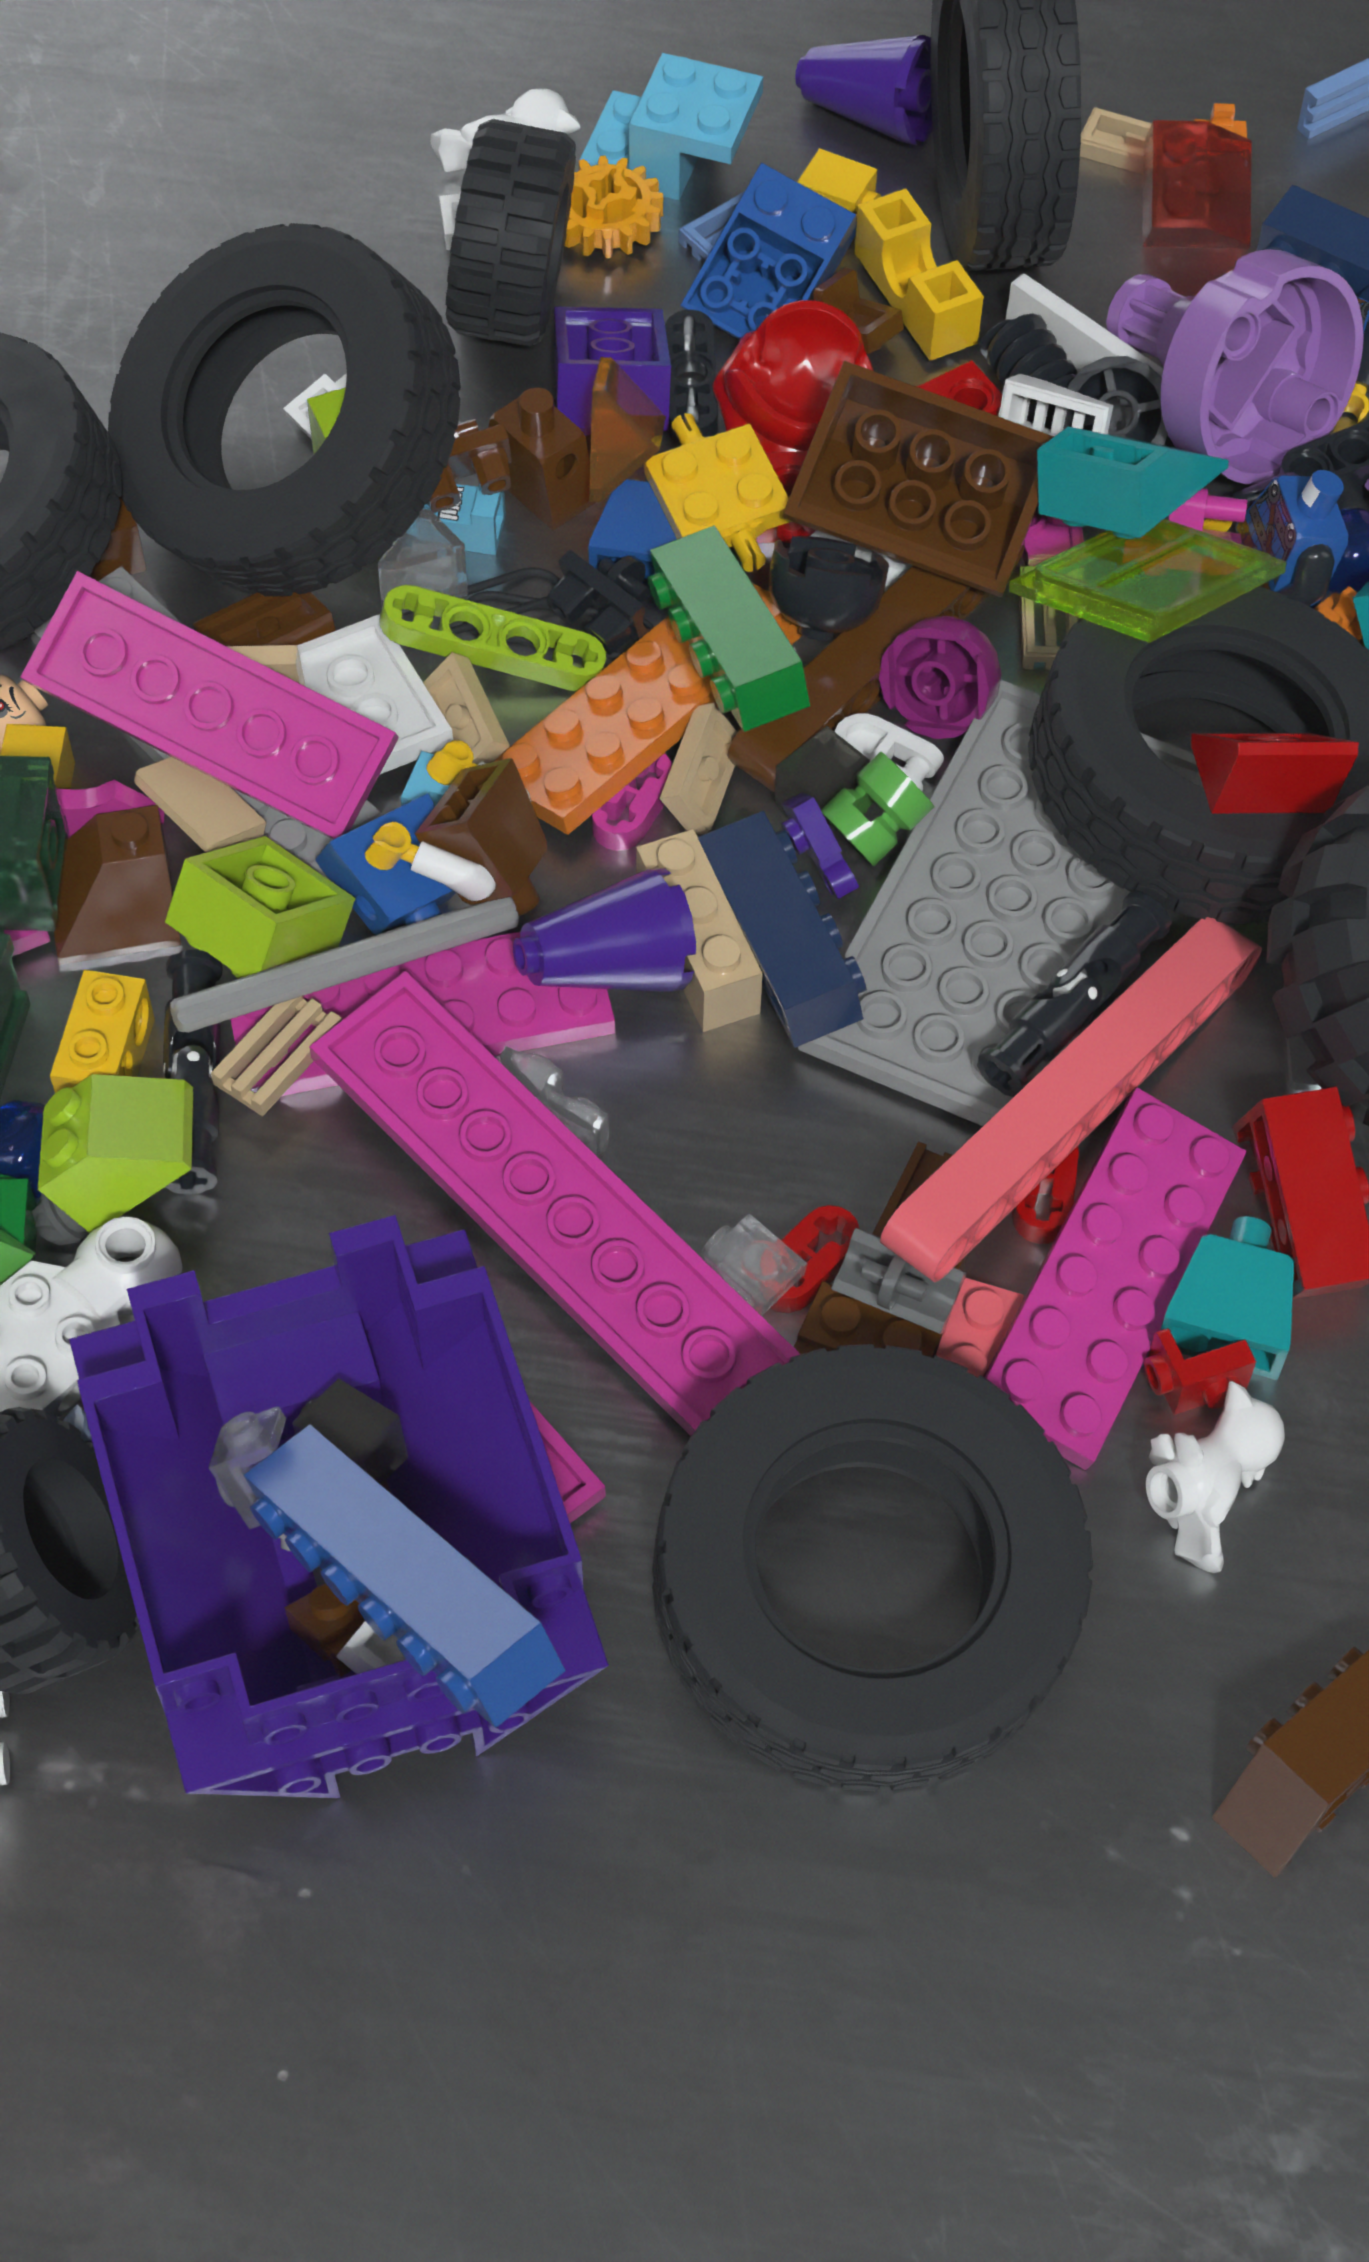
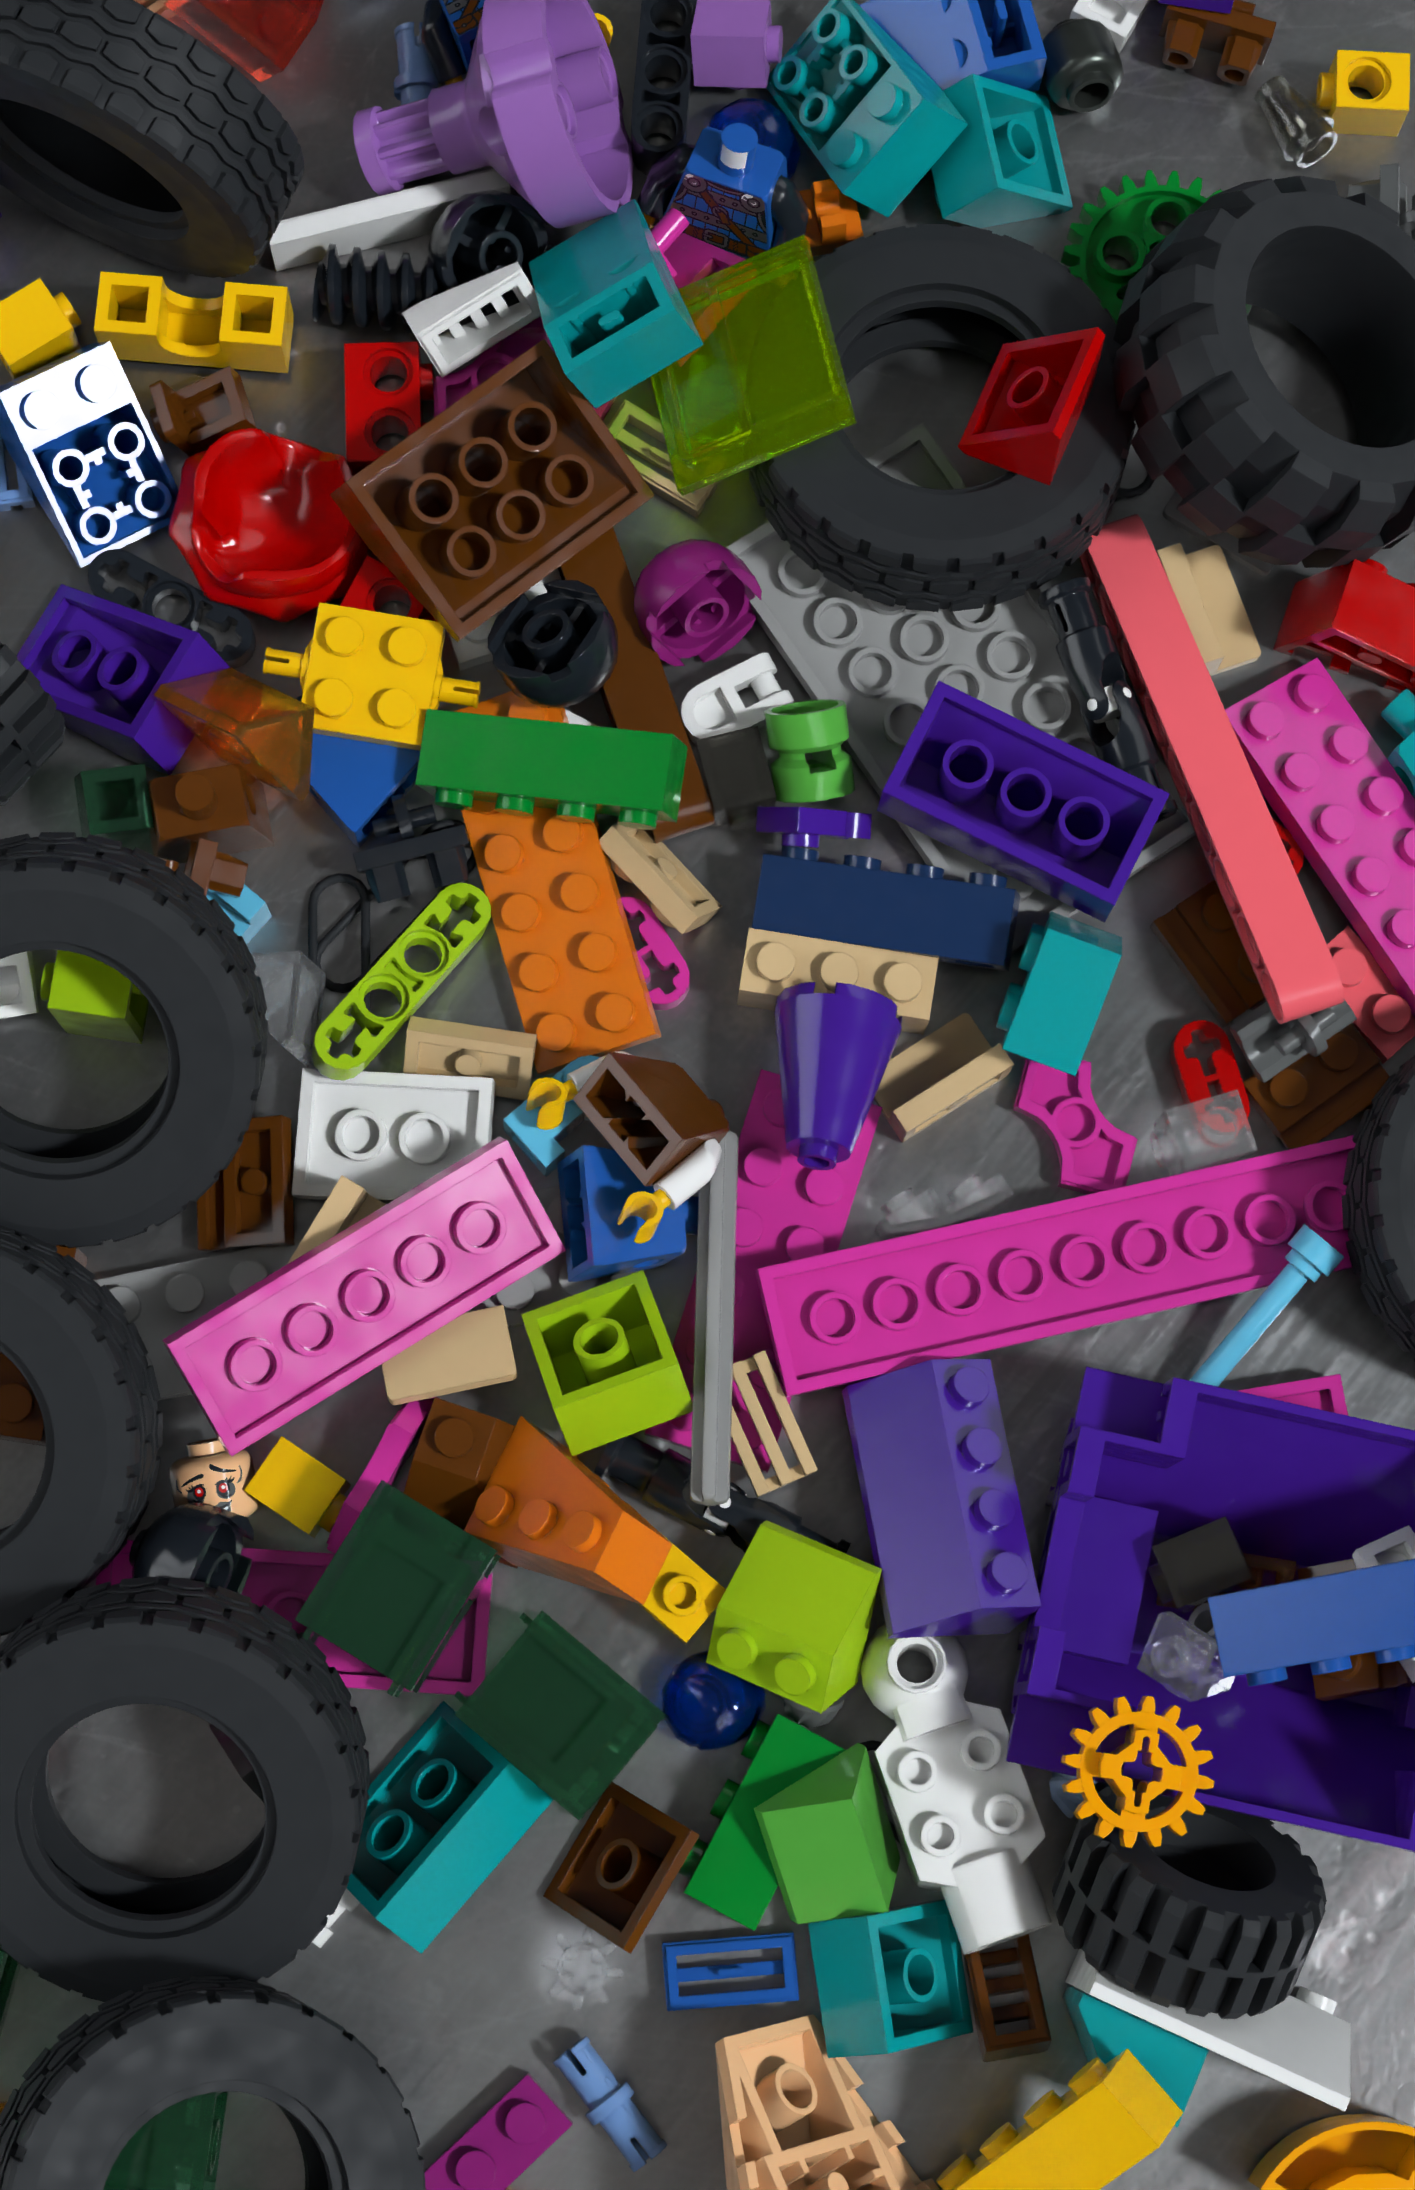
camera: 65 degrees left, 20 degrees up
(59, 1398) = (1134, 1805): none -> light orange gear
(108, 929) = (564, 1520): none -> orange wedge
(282, 1197) = (941, 1500): none -> dark purple slope
(500, 383) = (113, 801): none -> clear green brick
(667, 1053) = (939, 1076): none -> tan panel
(687, 1392) = (1307, 1260): none -> medium azure piece
(713, 1155) = (1089, 1148): none -> dark pink tile
(794, 1073) = (1062, 992): none -> teal brick
(937, 959) = (1022, 801): none -> dark purple slope
(1220, 1048) = (1211, 606): none -> tan panel

